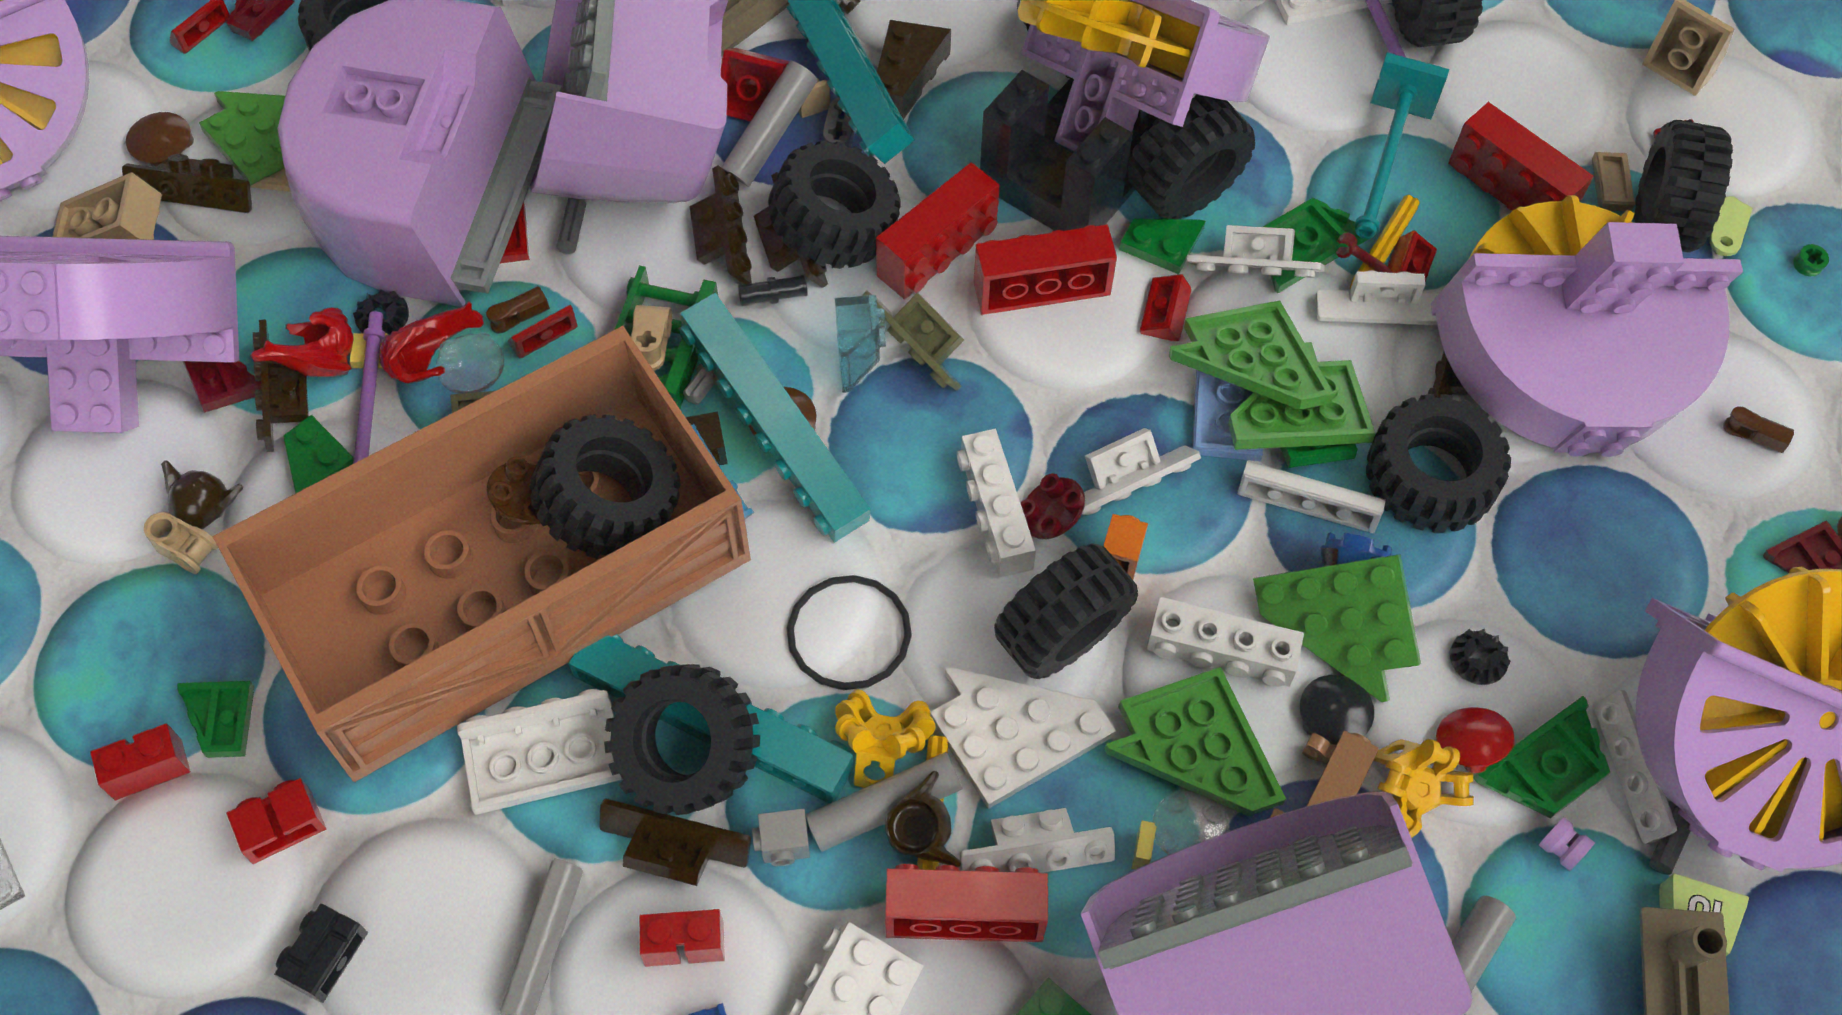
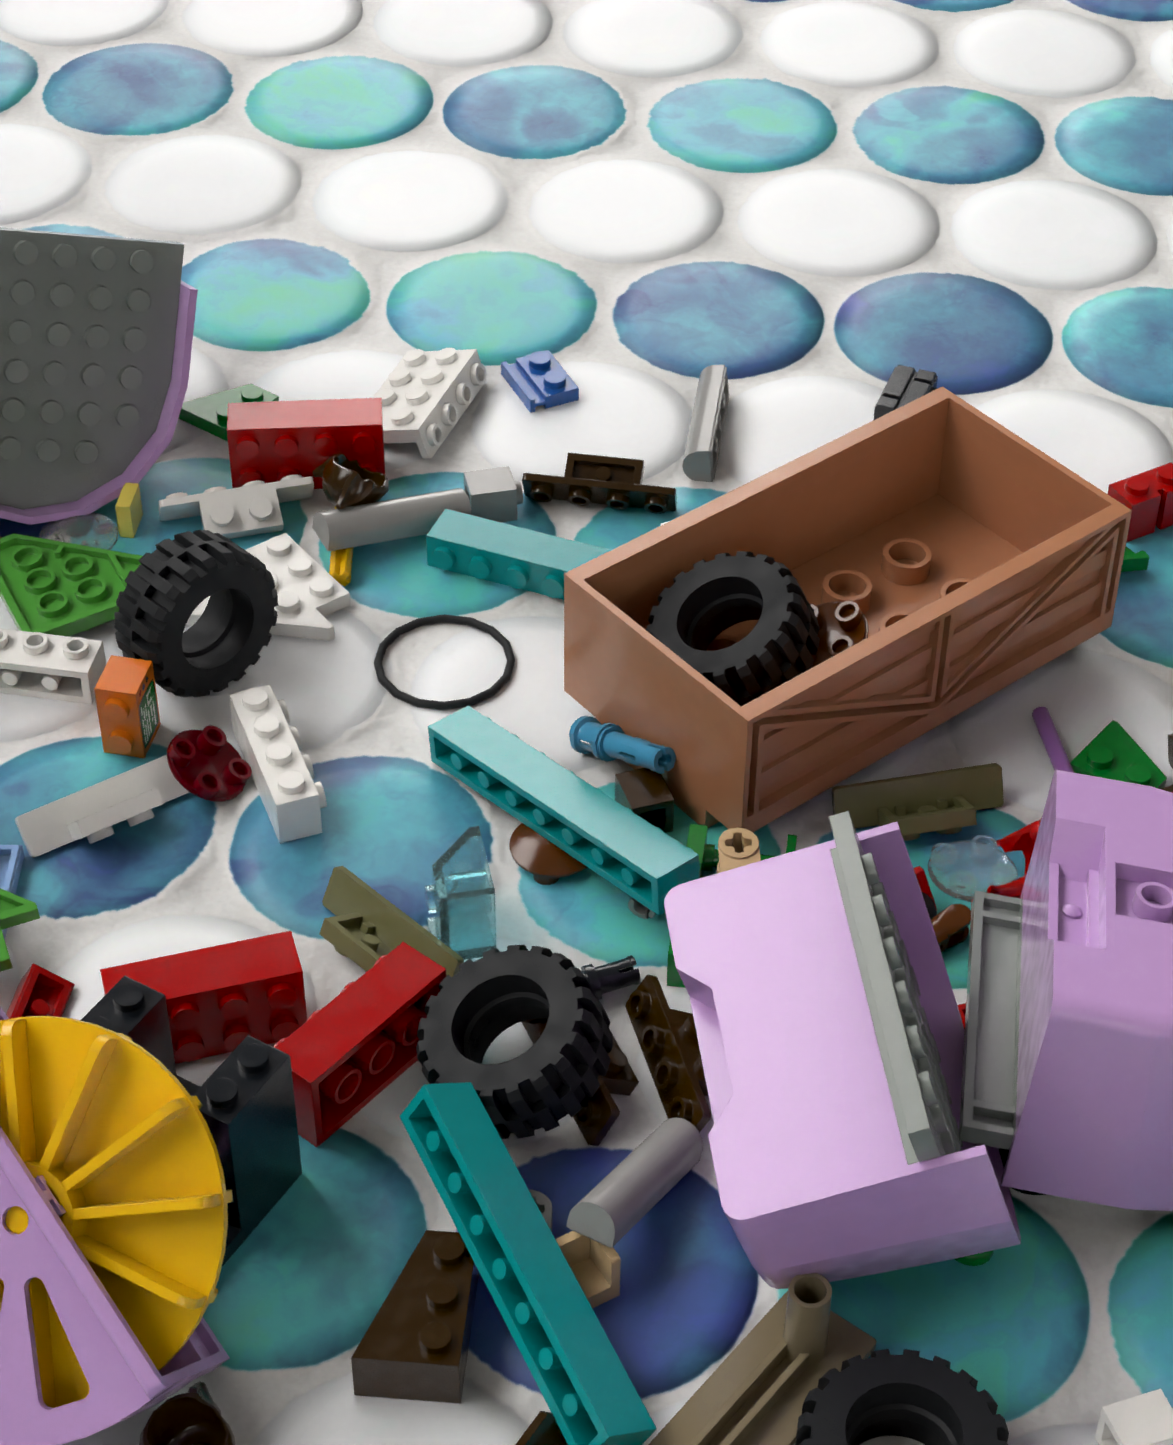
camera: 175 degrees right, 20 degrees down
(636, 750) = (595, 505): black tyre -> none
(697, 930) = (576, 426): red piece -> none
(748, 80) = (676, 1280): red slope -> none
(881, 736) = (399, 569): yellow piece -> none

